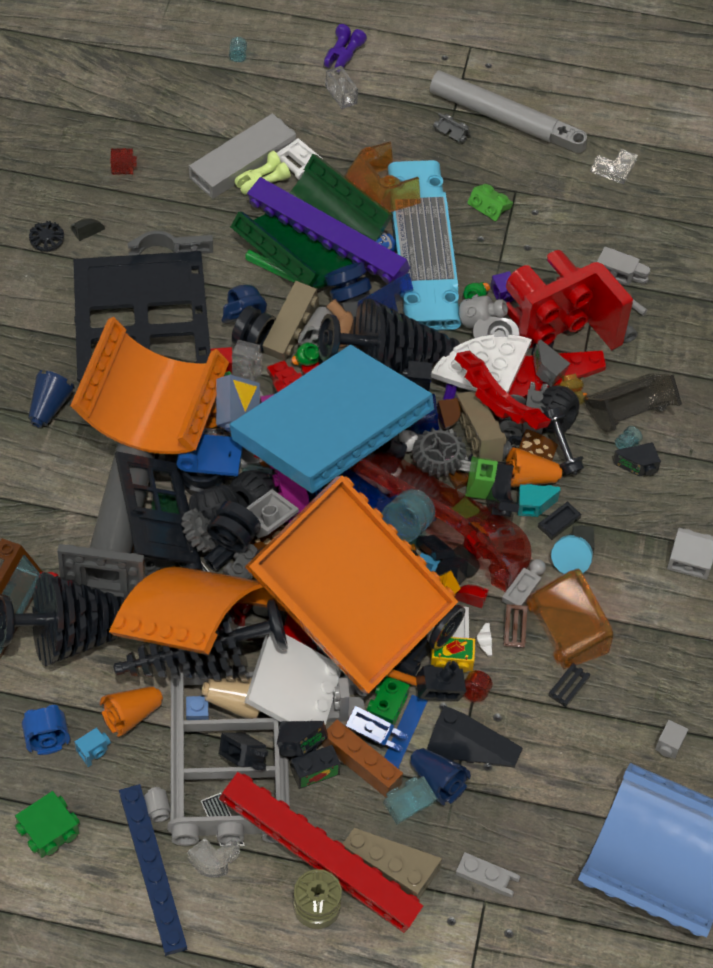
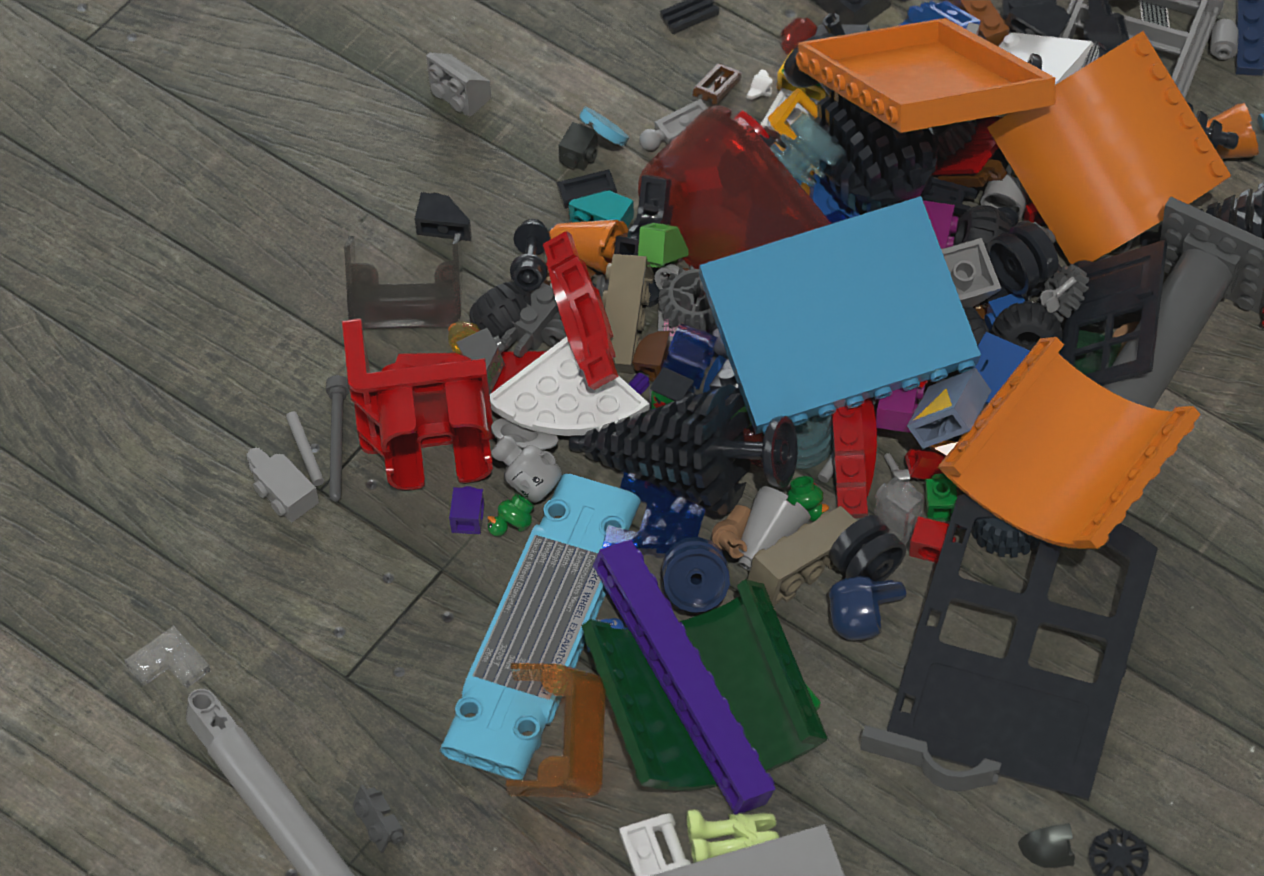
camera: 150 degrees left, 0 degrees up
(48, 397) = (1199, 564): dark blue cone -> none
(200, 511) = (1049, 298): none -> light grey hand
(489, 201) = (398, 662): bright green bracket -> none
(573, 618) = (649, 64): clear orange windscreen -> none
(630, 437) = (436, 246): clear light blue wheel -> none

